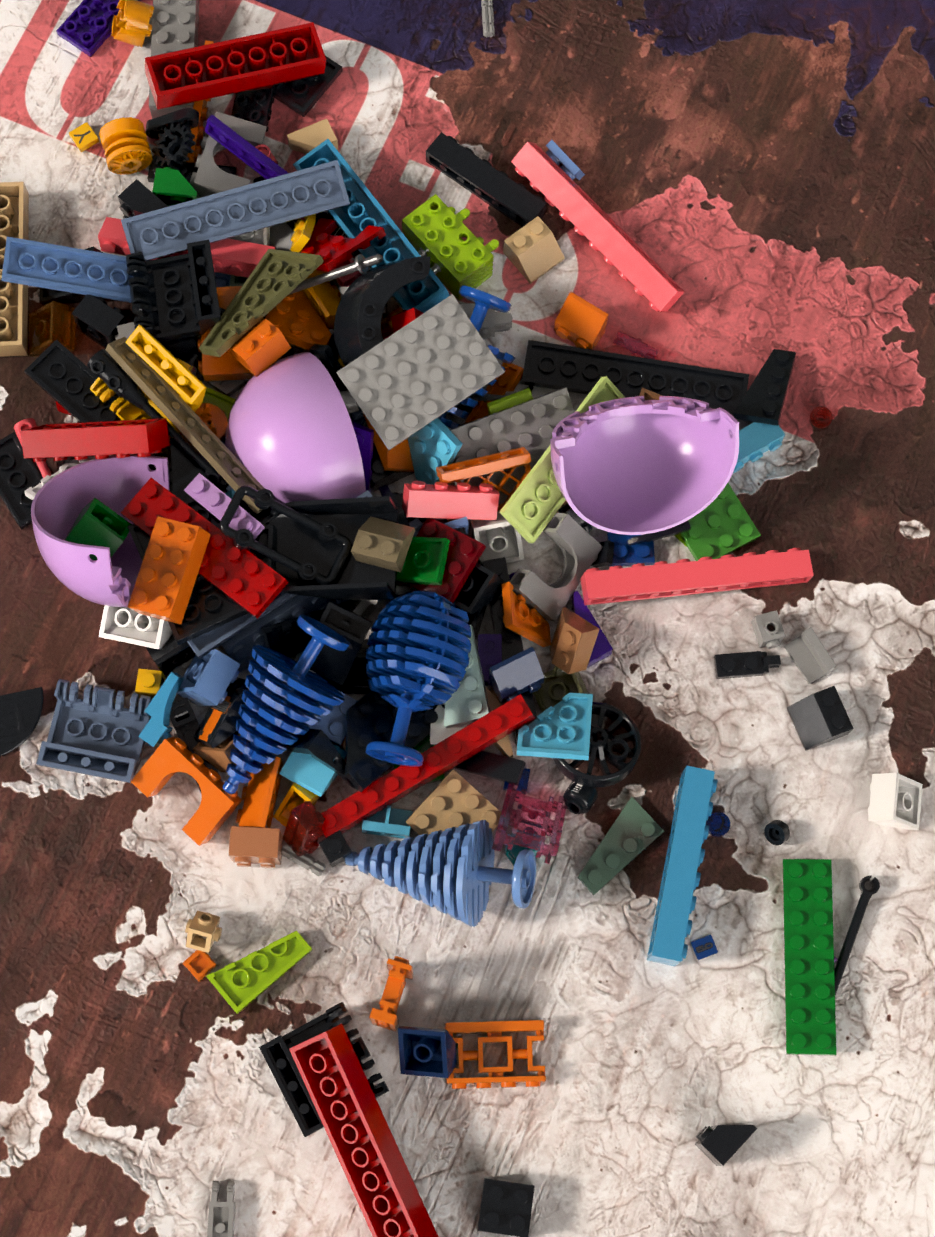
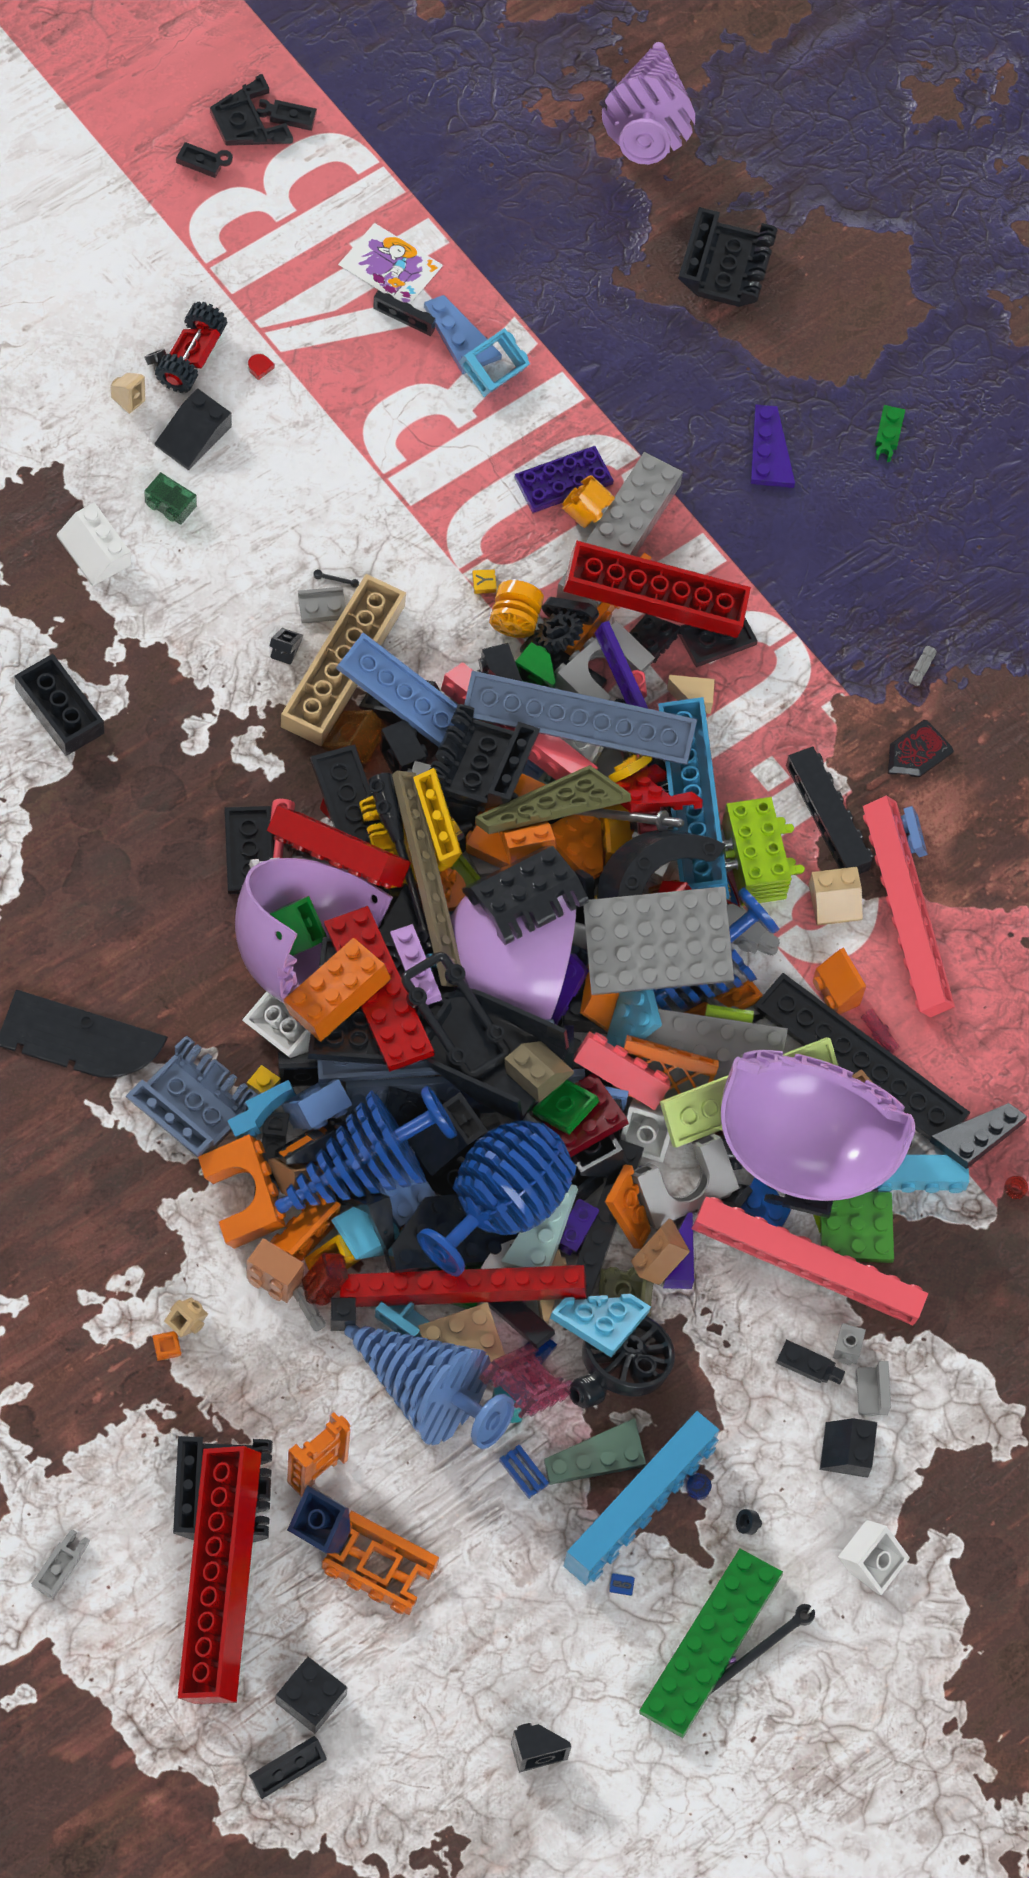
camera: 25 degrees right, 10 degrees down
(252, 975) = (205, 1380): lime wing -> none
(285, 390) = (527, 890): none -> black slope
(516, 675) = (591, 1247): slope -> none
(525, 90) = (918, 750): none -> black tile
(548, 888) = (540, 1477): none -> blue tile

